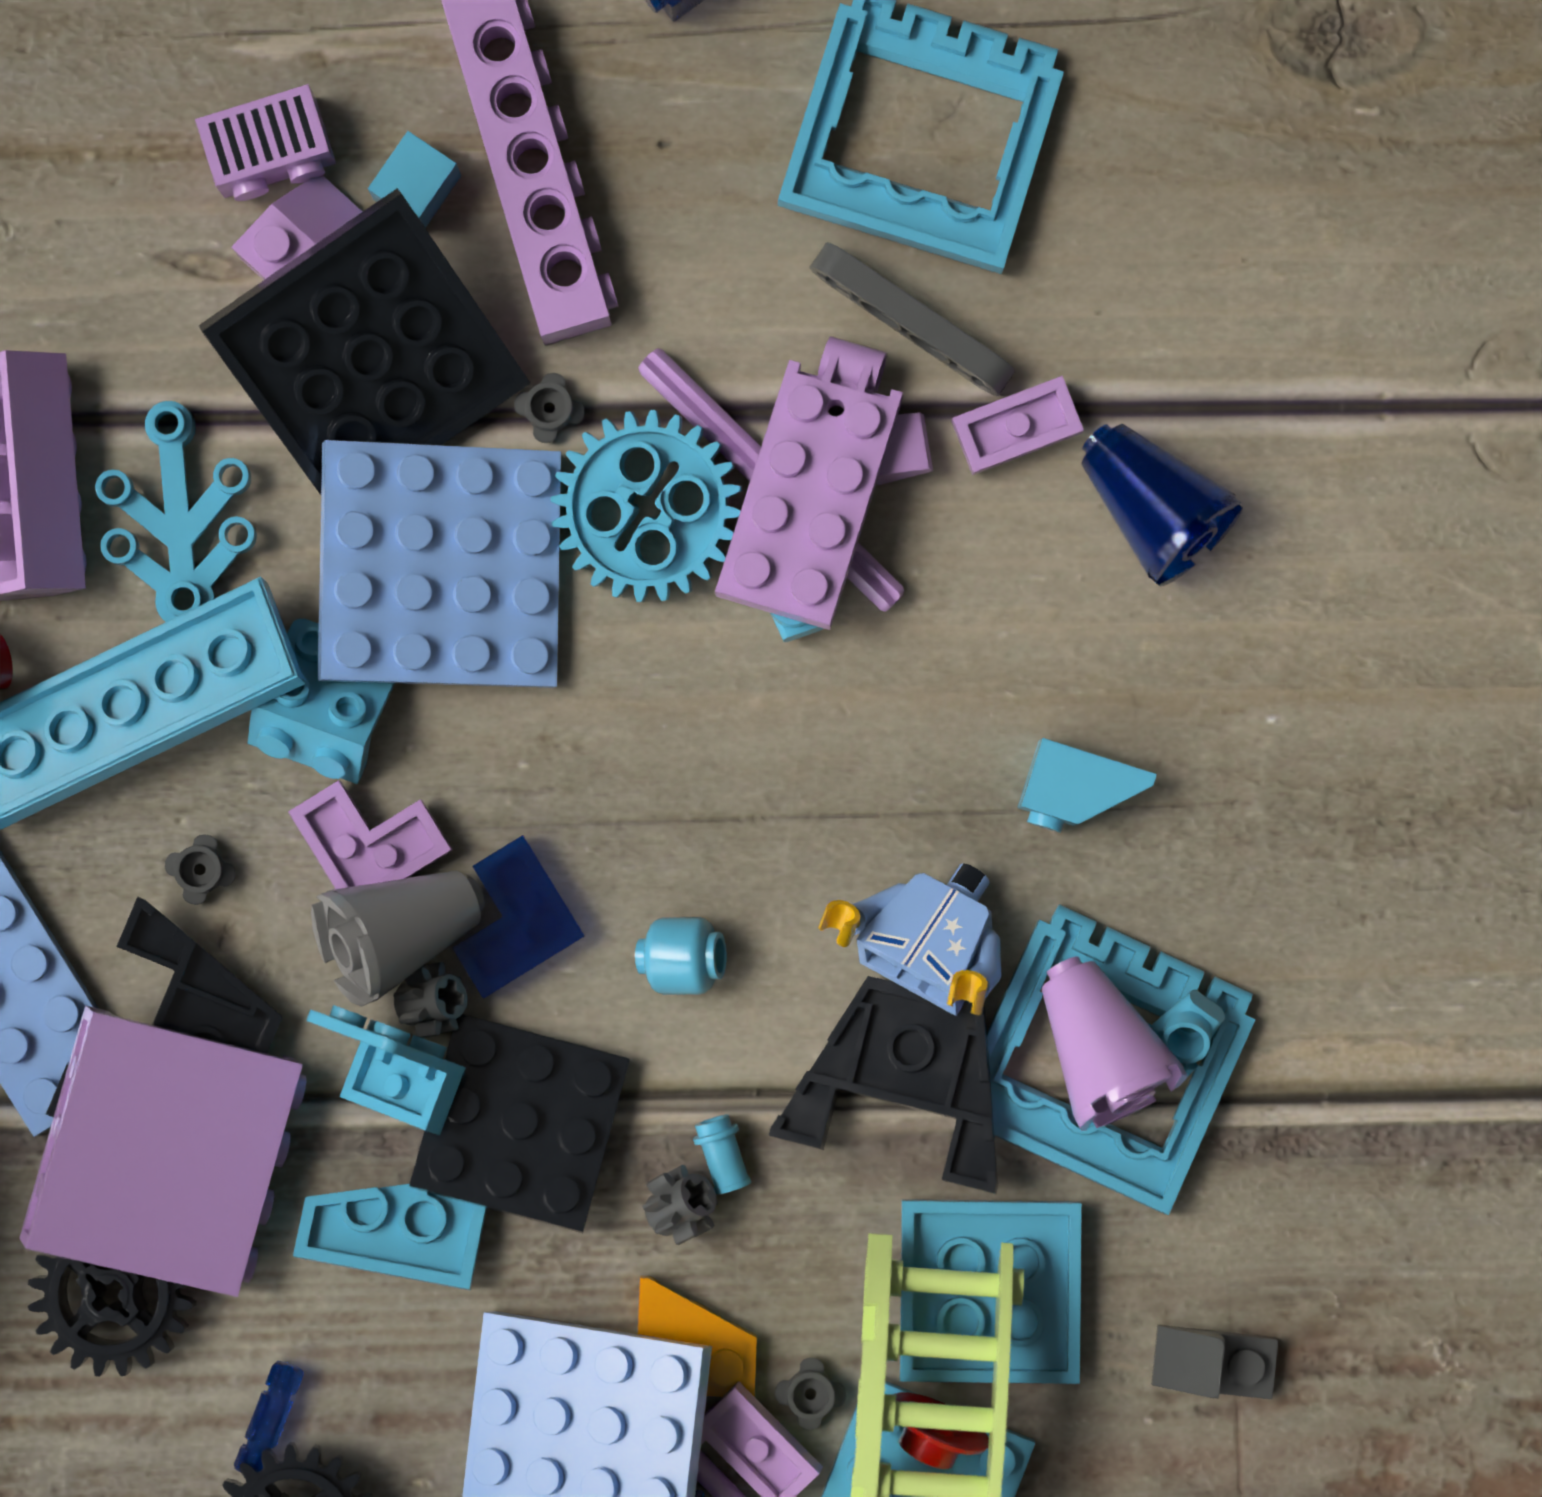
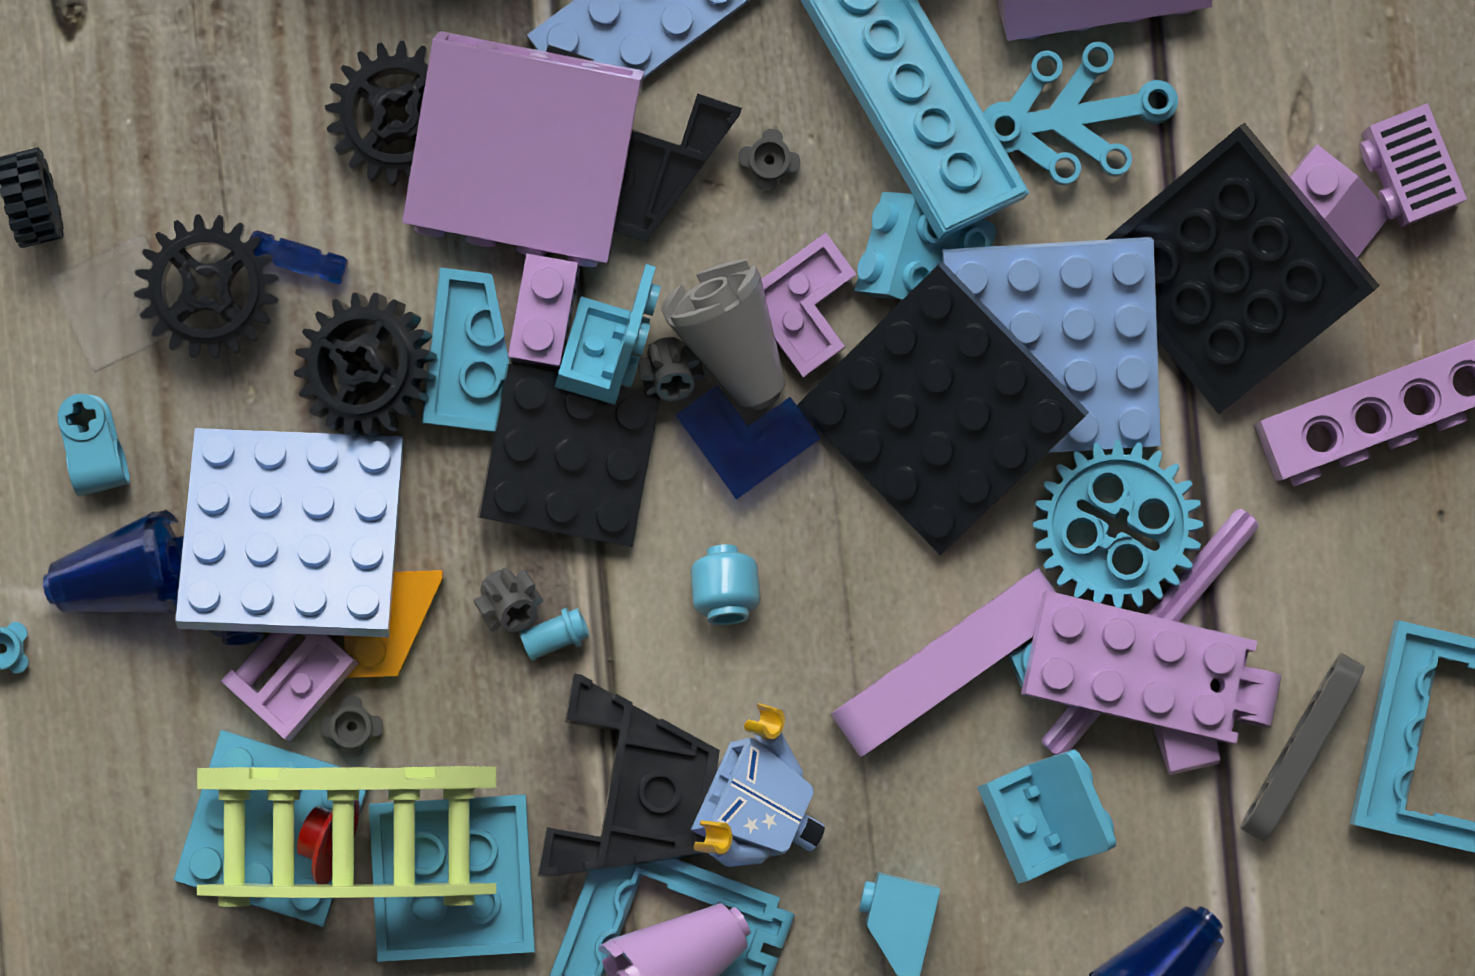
camera: 85 degrees right, 0 degrees up
(352, 1140) = (544, 311): none -> lavender brick
(380, 1335) = (354, 380): none -> black gear
(419, 174) = (1395, 302): medium azure brick -> none
(498, 694) = (941, 408): none -> black plate
(549, 391) = (1213, 432): dark grey plate -> none
(790, 715) = (943, 665): none -> lavender beam
(967, 610) = (1048, 814): none -> medium azure bracket
(1017, 425) = (1215, 847): lavender plate -> none

